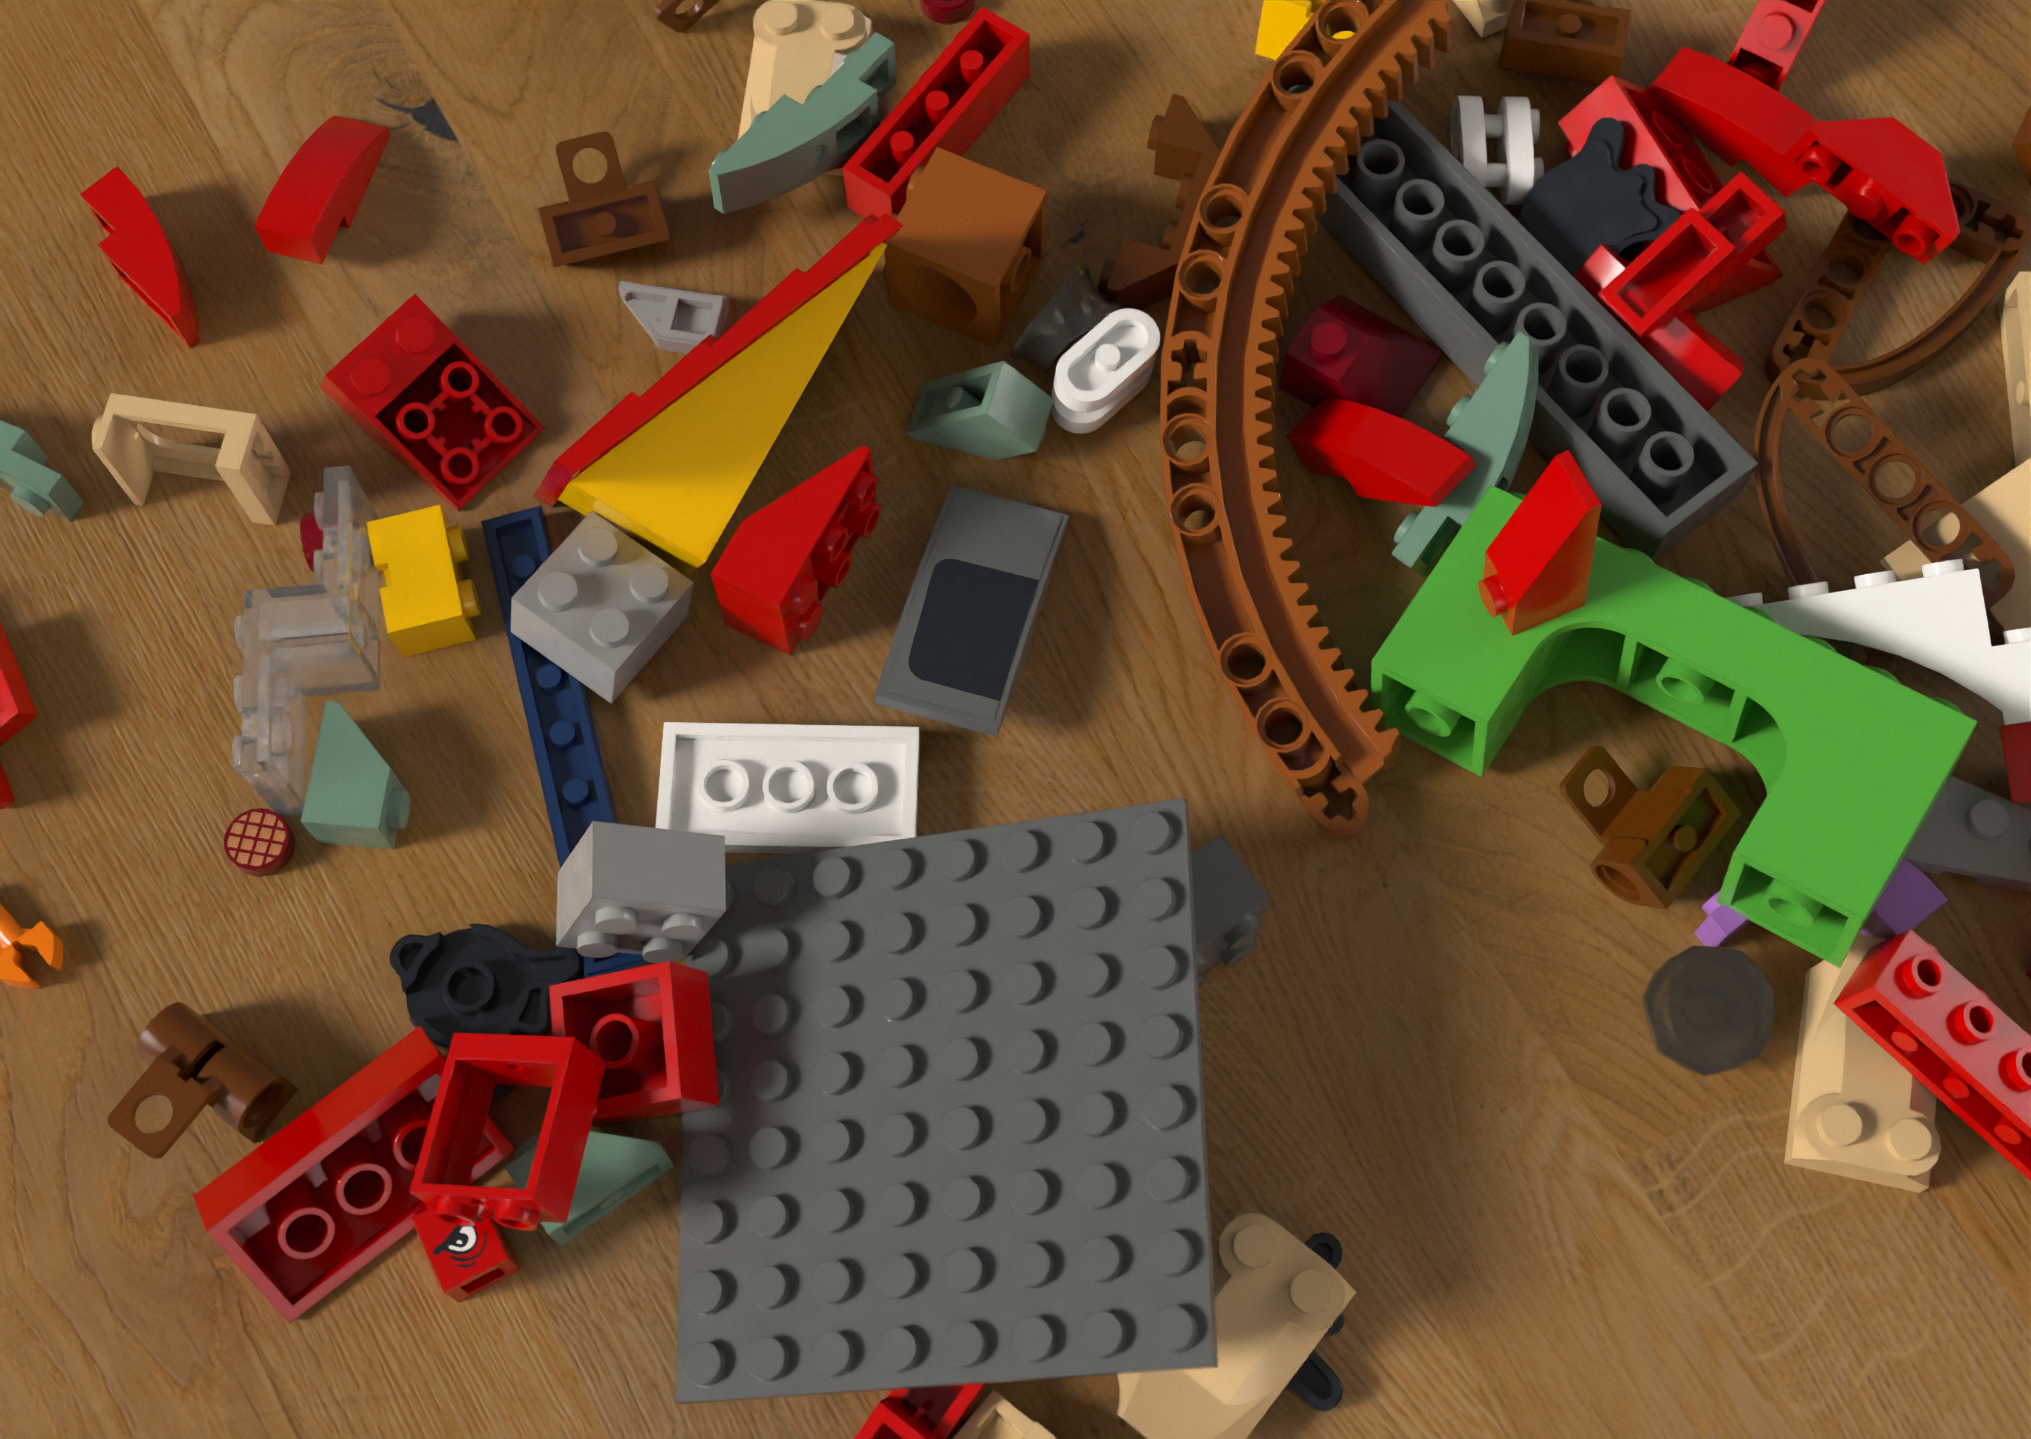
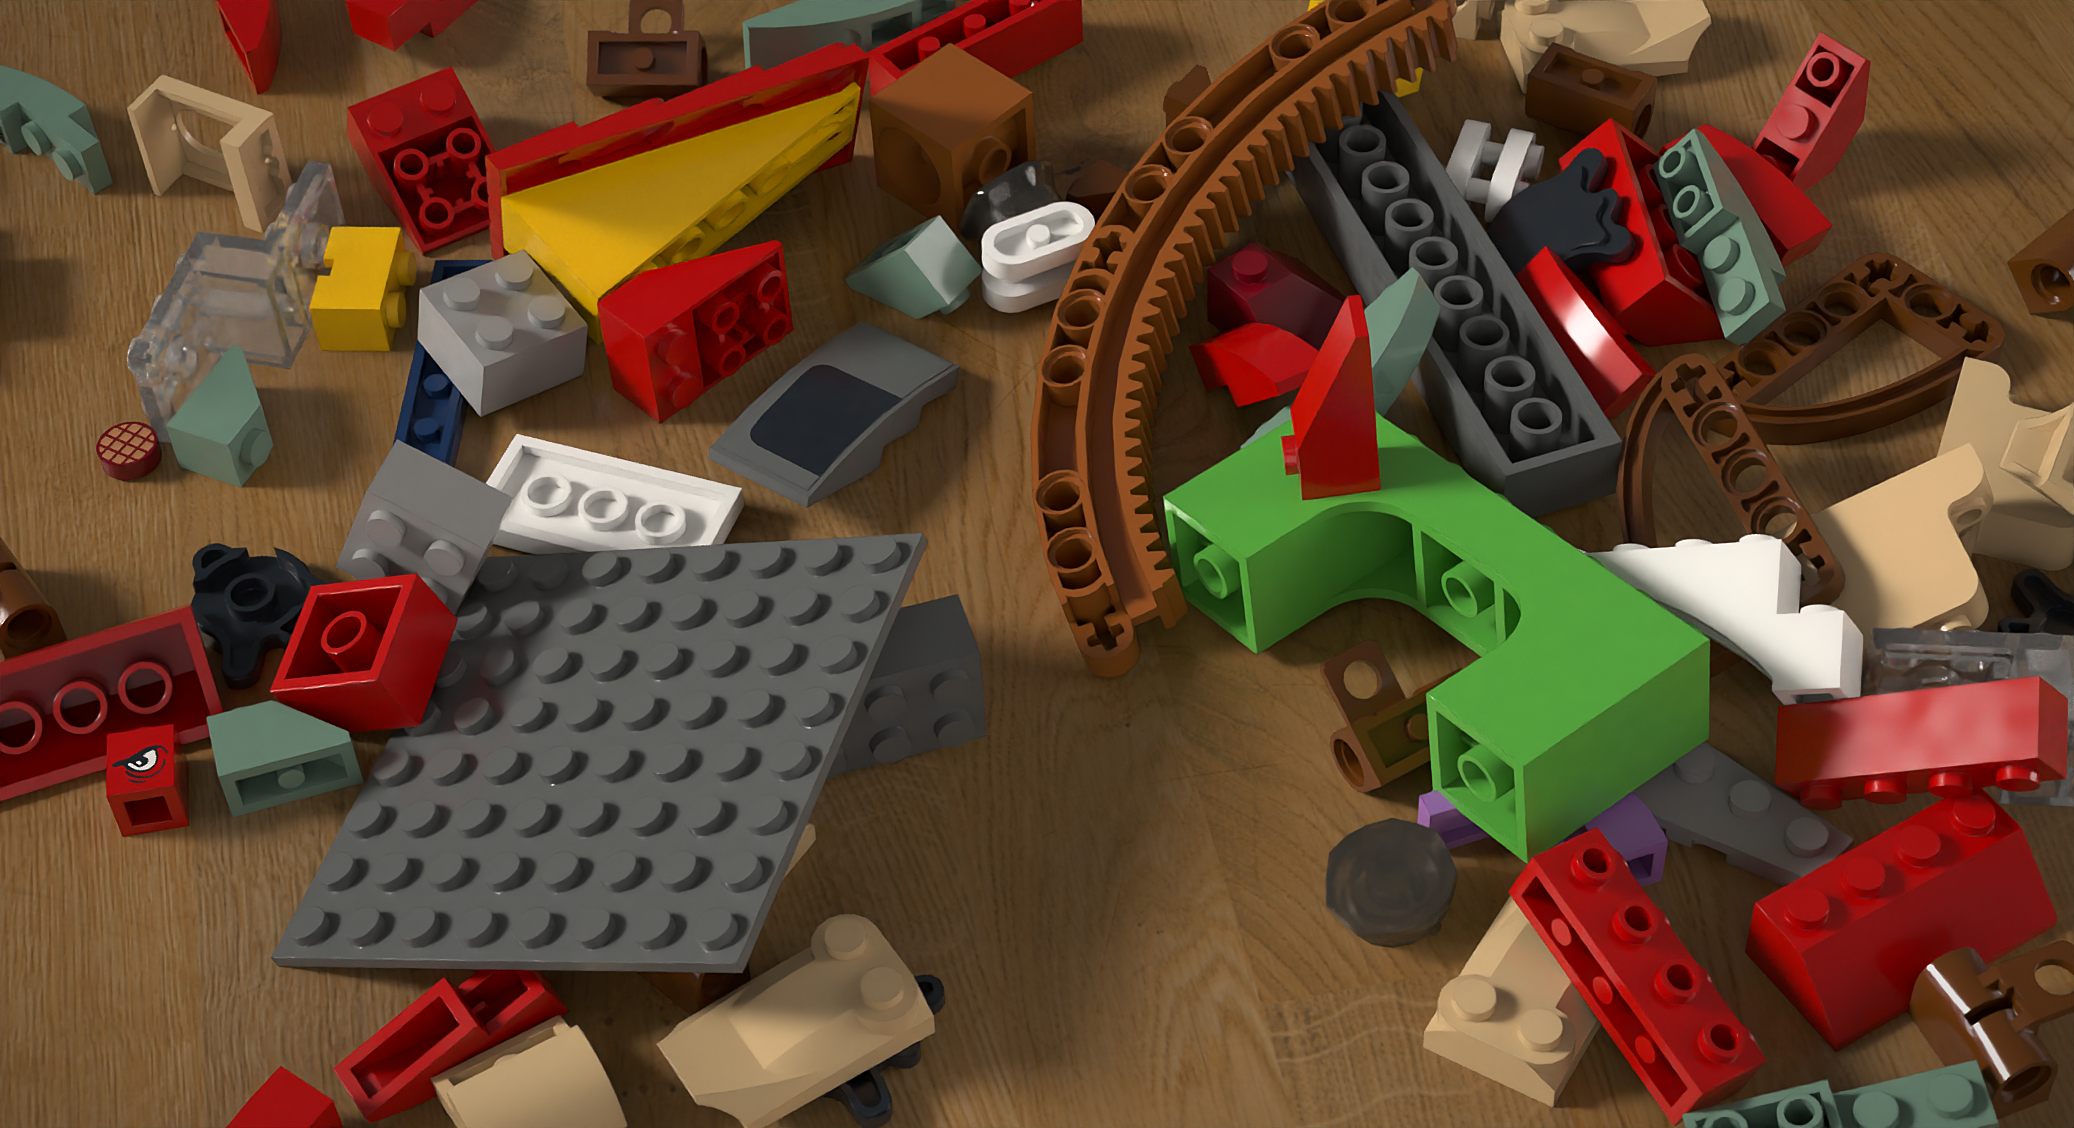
camera: 20 degrees right, 20 degrees down
(460, 1113) = (272, 648): red window -> none
(1695, 256) = (1623, 259): red slope -> none
(1720, 144) = (1726, 235): none -> sand green slope
(1883, 178) = (1849, 250): red slope -> none

